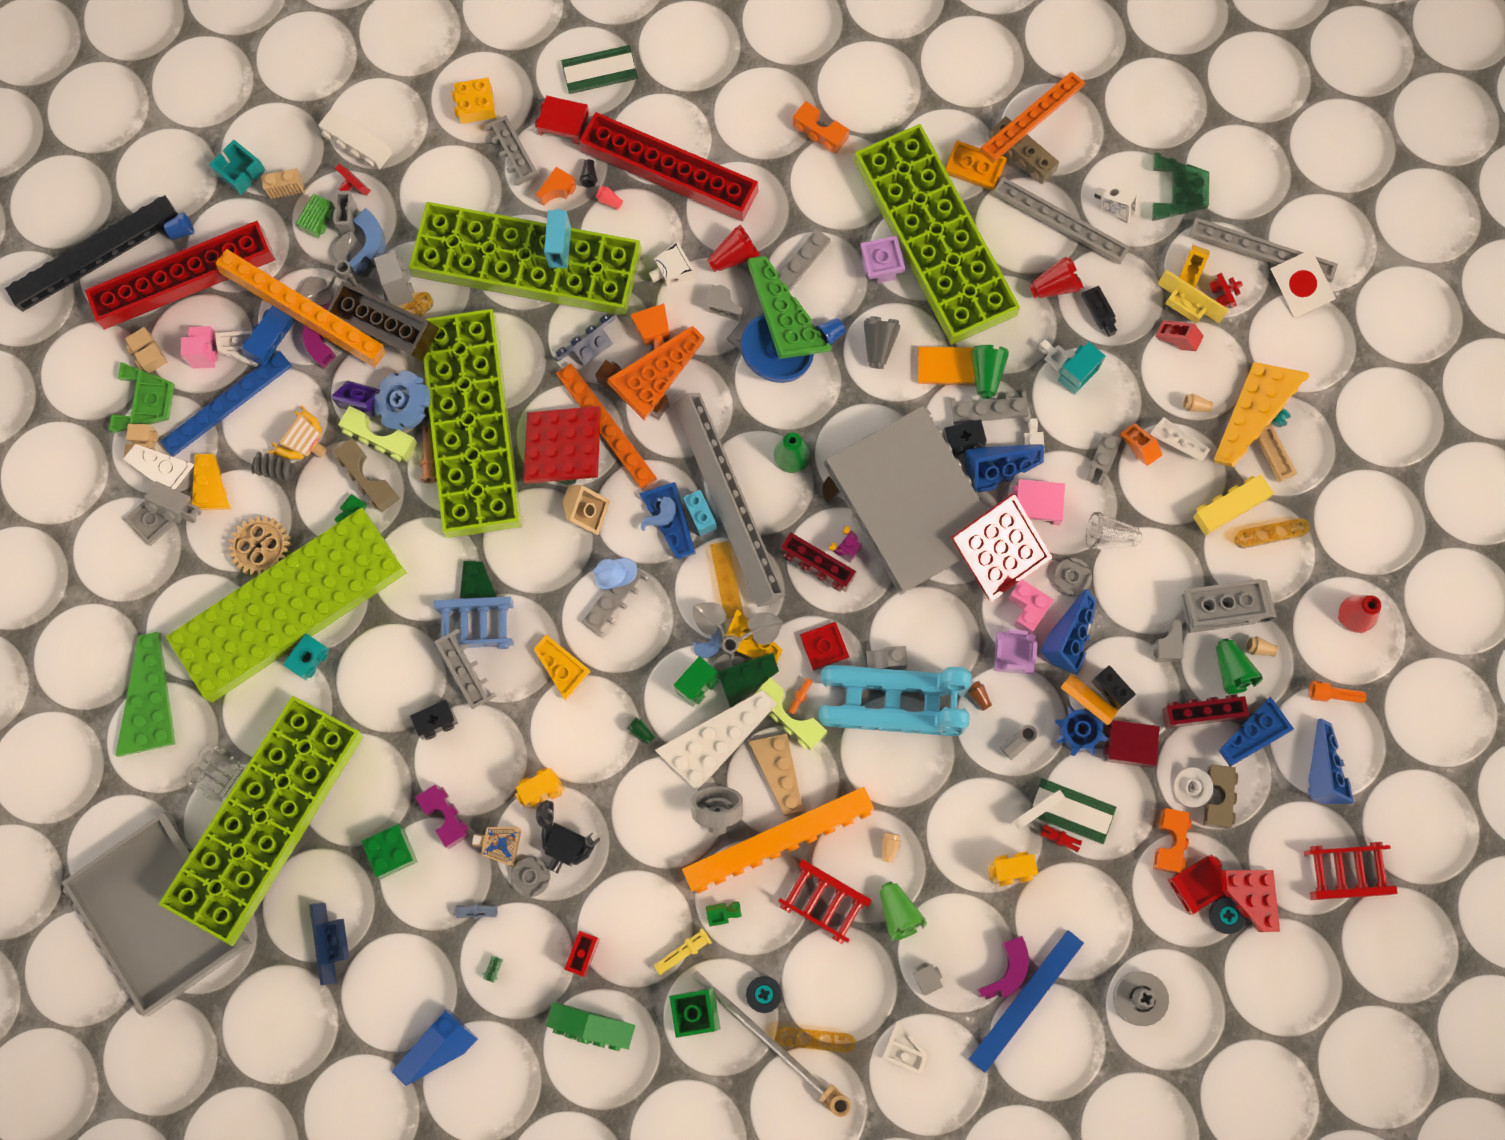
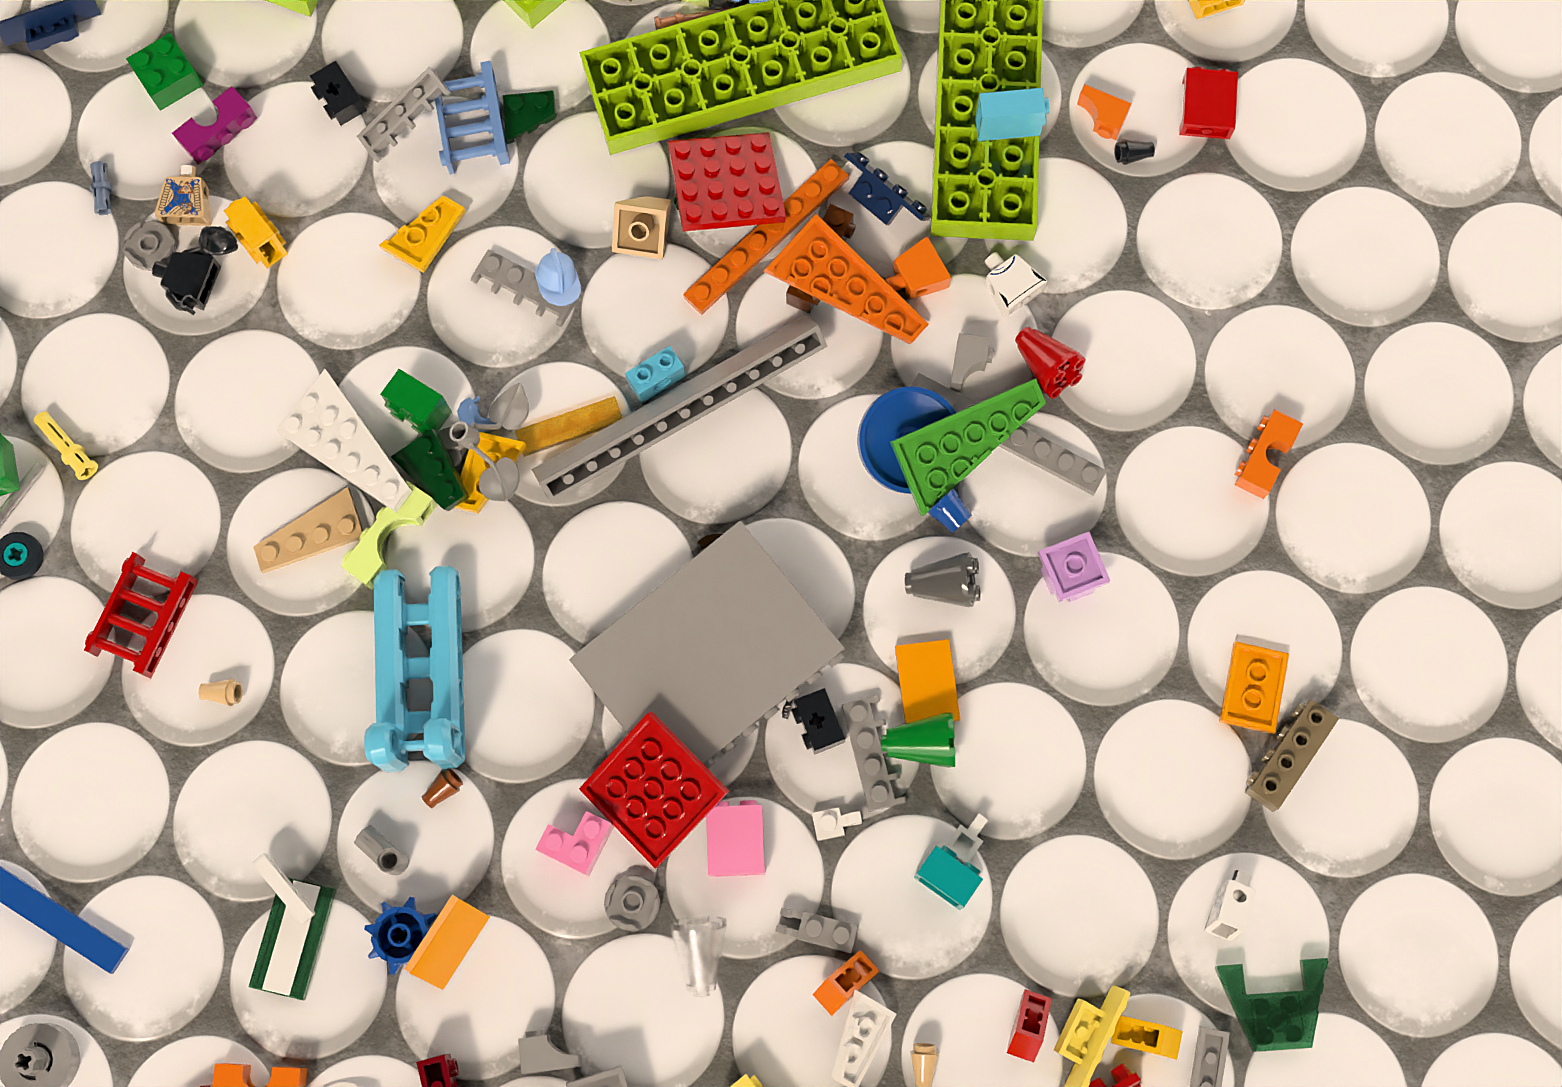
camera: 80 degrees right, 0 degrees up
(492, 969) = (31, 220): clear green pin -> none
(513, 149) = (1150, 48): light grey hinge -> none
(582, 954) = (50, 320): red brick -> none
(599, 69) = (1299, 140): tile -> none
(608, 197) = (1102, 182): coral cone -> none
(641, 731) = (348, 347): dark green cone -> none
(667, 513) = (644, 330): medium blue piece -> none
(669, 166) = (1162, 254): red brick -> none
(677, 531) = (642, 340): blue wing -> none
(711, 805) = (234, 456): light grey piece -> none
(719, 913) = (115, 483): green plate -> none
(778, 839) = (219, 545): light orange brick -> none
(792, 453) = (761, 486): green cone -> none
(799, 696) = (416, 545): orange bar -> none
(818, 562) = (603, 539): dark red brick -> none
(824, 646) = (491, 569): red tile -> none
(849, 546) = (632, 580): magenta piece -> none
(888, 658) = (479, 655): light grey arch -> none
(900, 912) = (131, 714): bright green cone -> none
(928, 978) = (47, 764): light grey brick -> none
(936, 234) = (1127, 639): lime brick -> none
(996, 464) = (784, 770): blue wedge -> none
(1006, 869) = (196, 859): yellow brick -> none
(1015, 652) = (509, 831): lavender panel -> none
(1017, 968) = (81, 882): magenta arch -> none
(1031, 117) = (1344, 758): orange plate -> none
(1057, 280) = (1085, 829): red cone -> none
(1061, 220) = (1186, 826): light grey plate -> none
(1061, 838) = (252, 926): red pin -> none
(1067, 639) = (537, 905): blue wedge -> none
(1100, 310) = (1052, 899): black hinge -> none
(1113, 687) = (470, 977): black brick -> none
(1131, 743) = (392, 1012): dark red brick -> none

